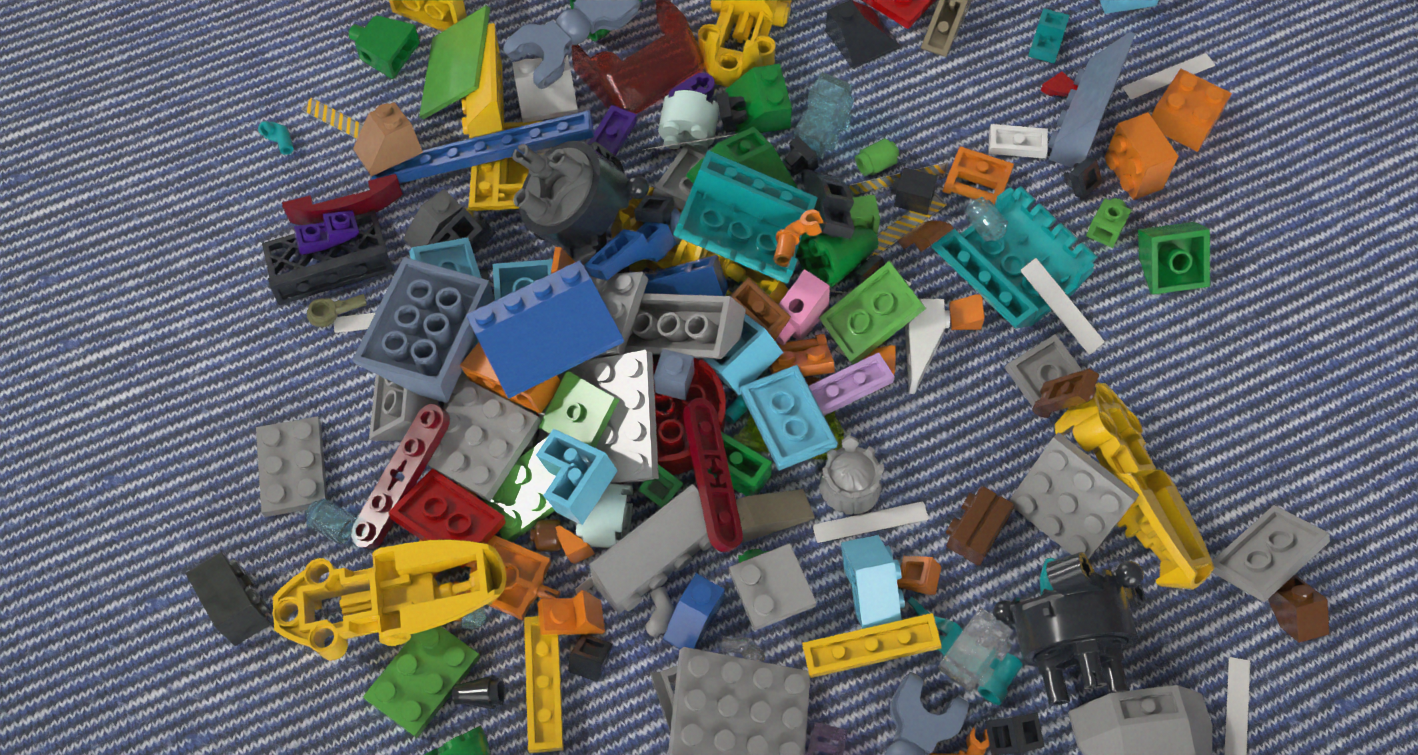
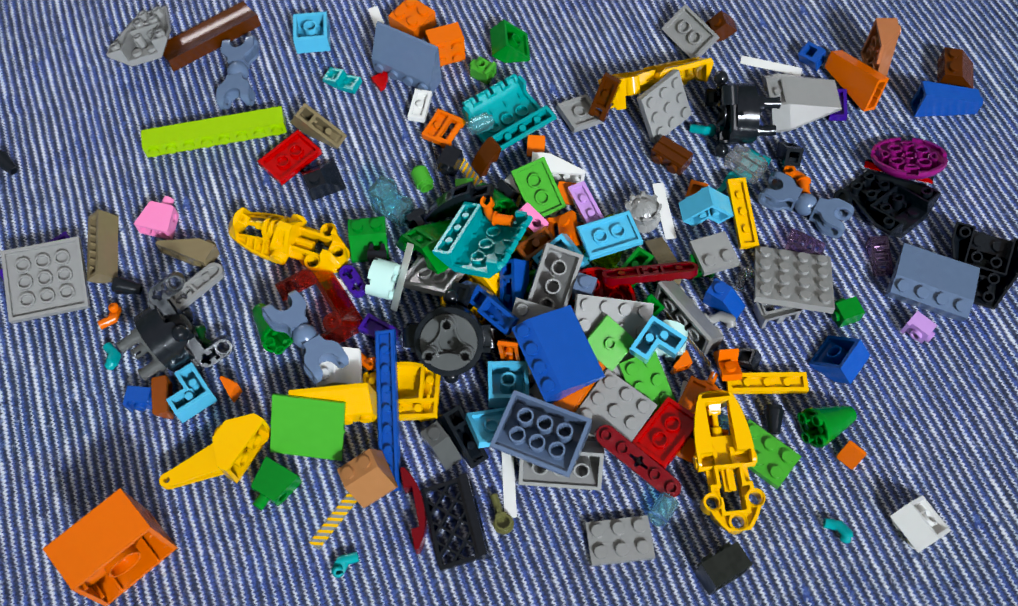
camera: 85 degrees left, 0 degrees up
(335, 230) = (440, 519): dark purple slope -> none
(546, 535) = (675, 377): reddish brown piece -> none
(1062, 306) = (537, 99): white sticker -> none
(1084, 177) = (451, 76): black tile -> none

